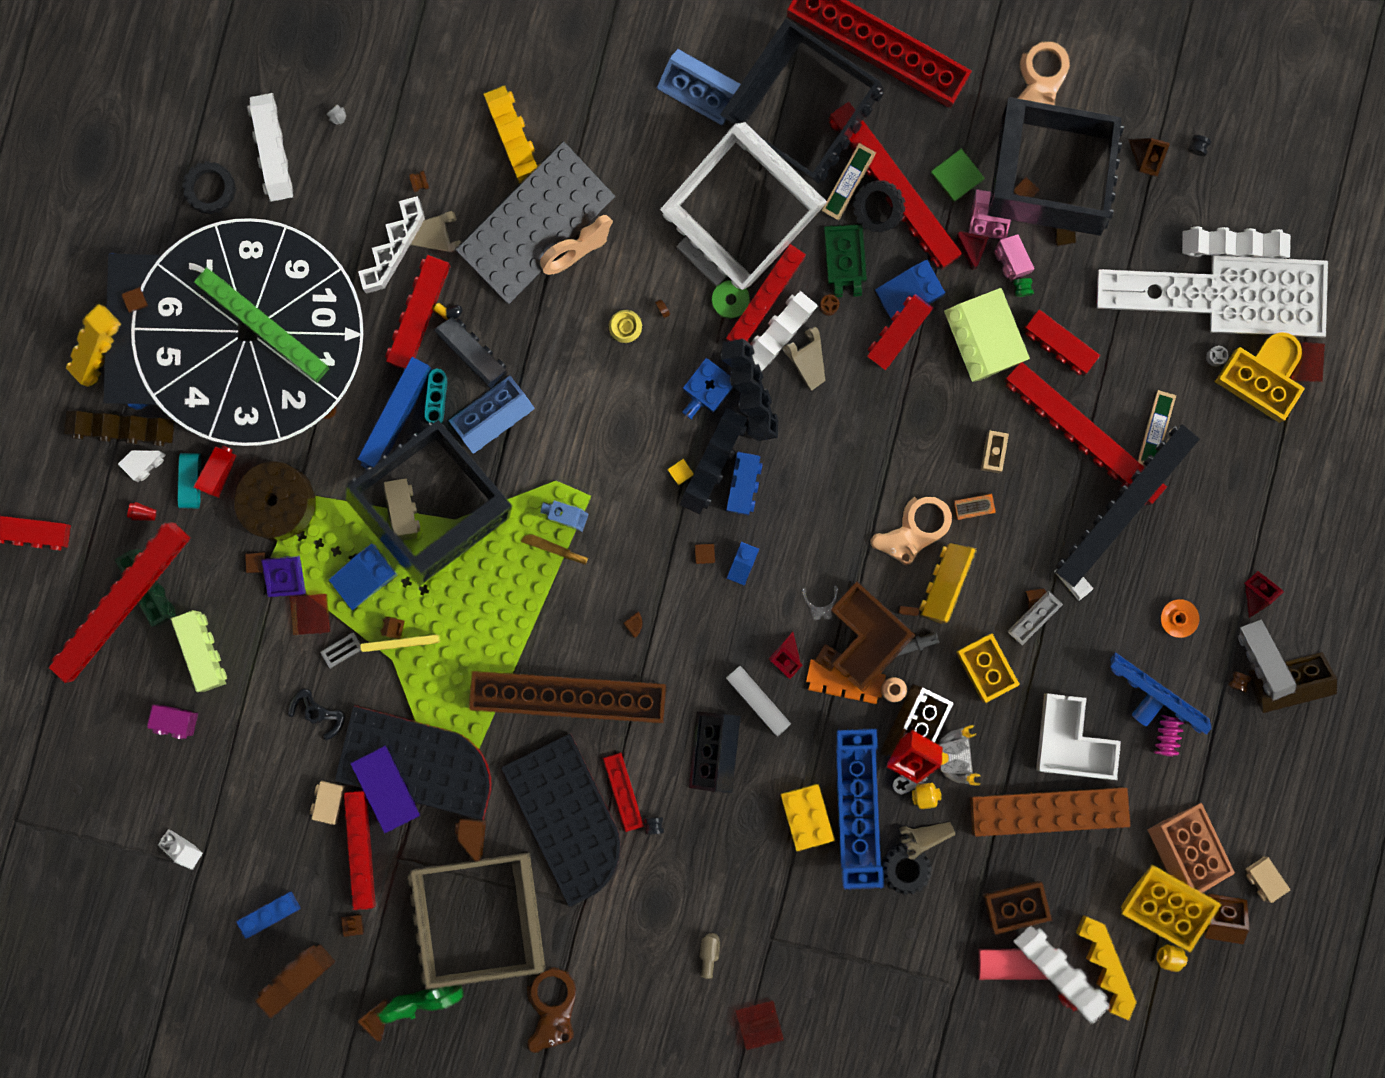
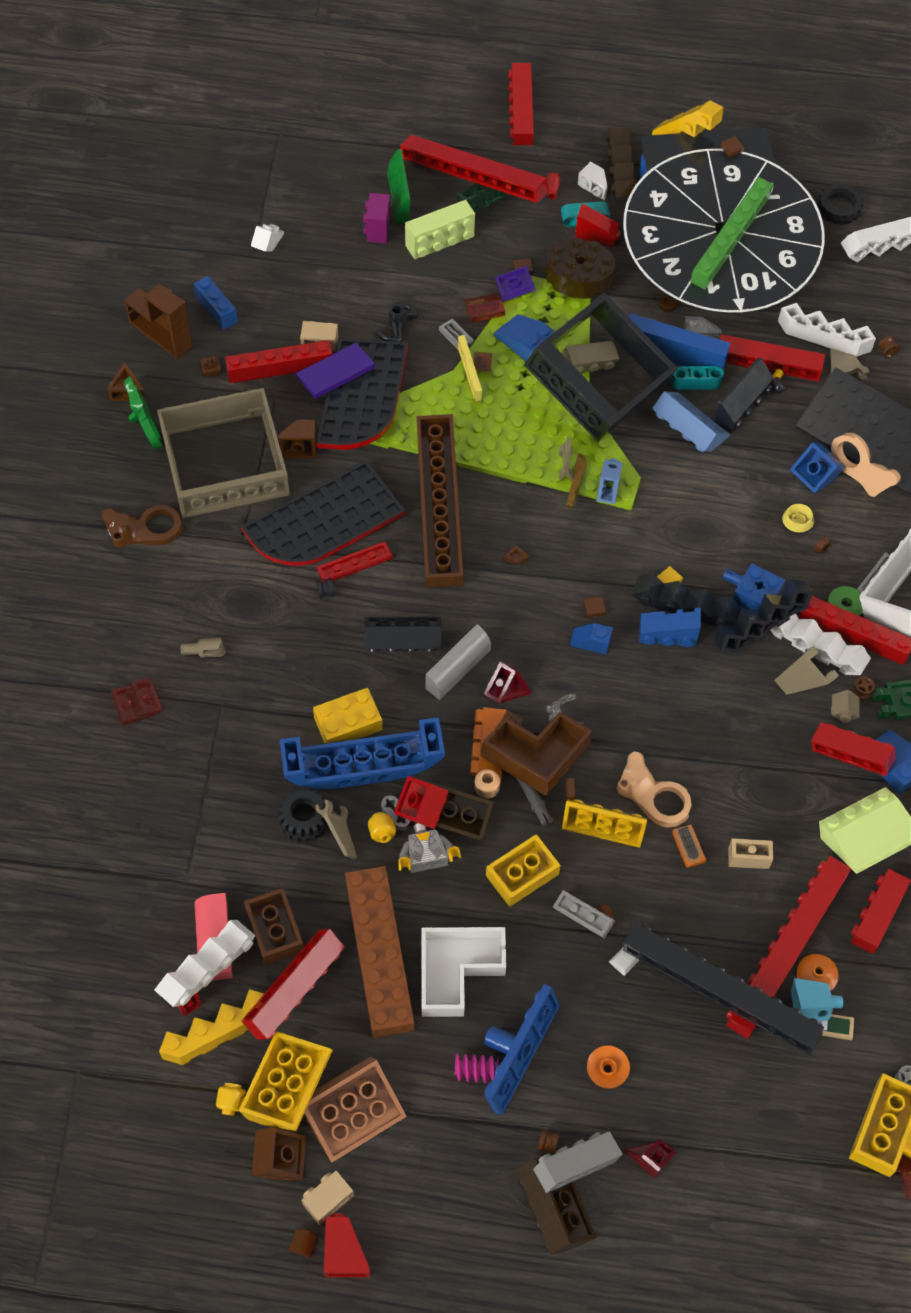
camera: 85 degrees right, 25 degrees down
(128, 691) = (399, 188): none -> green slope
(372, 383) = (702, 326): none -> clear slope
(519, 554) = (567, 451): none -> dark tan flag
(566, 292) = (817, 467): none -> blue slope
(851, 328) = (845, 706): none -> dark tan brick
(1079, 894) = (293, 984): none -> brick
(1101, 414) = (807, 967): none -> orange dish
(1142, 424) = (814, 999): none -> medium azure torso
(1301, 904) = (303, 1243): none -> reddish brown slope
(1313, 870) = (342, 1250): none -> red slope

